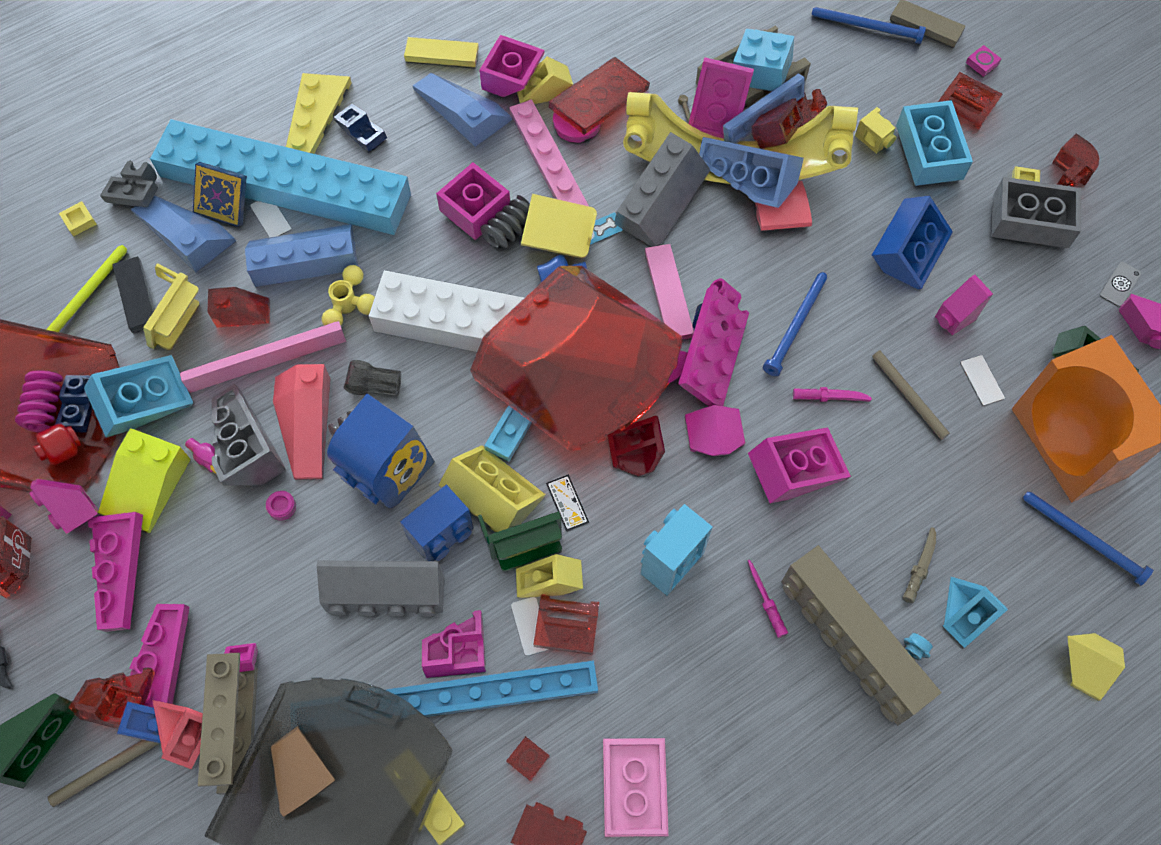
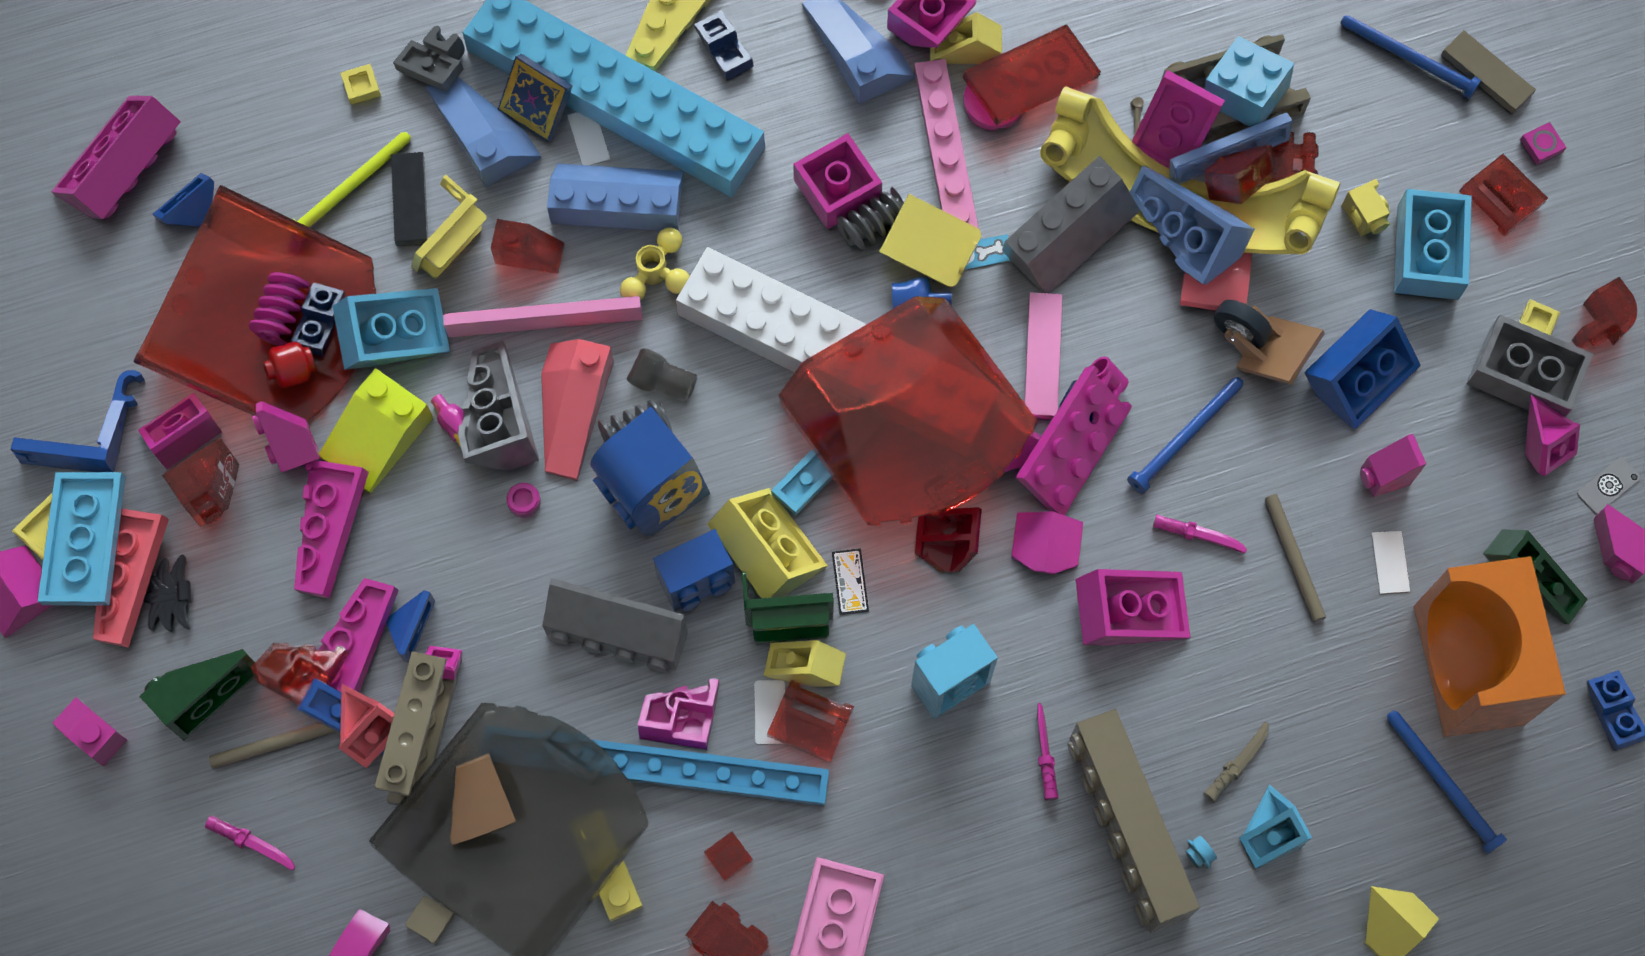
camera: 15 degrees right, 5 degrees up
(205, 631) = (409, 622): none -> blue slope
(835, 242) = (1268, 345): none -> medium nougat plate
(1067, 258) = (1549, 437): none -> dark pink slope

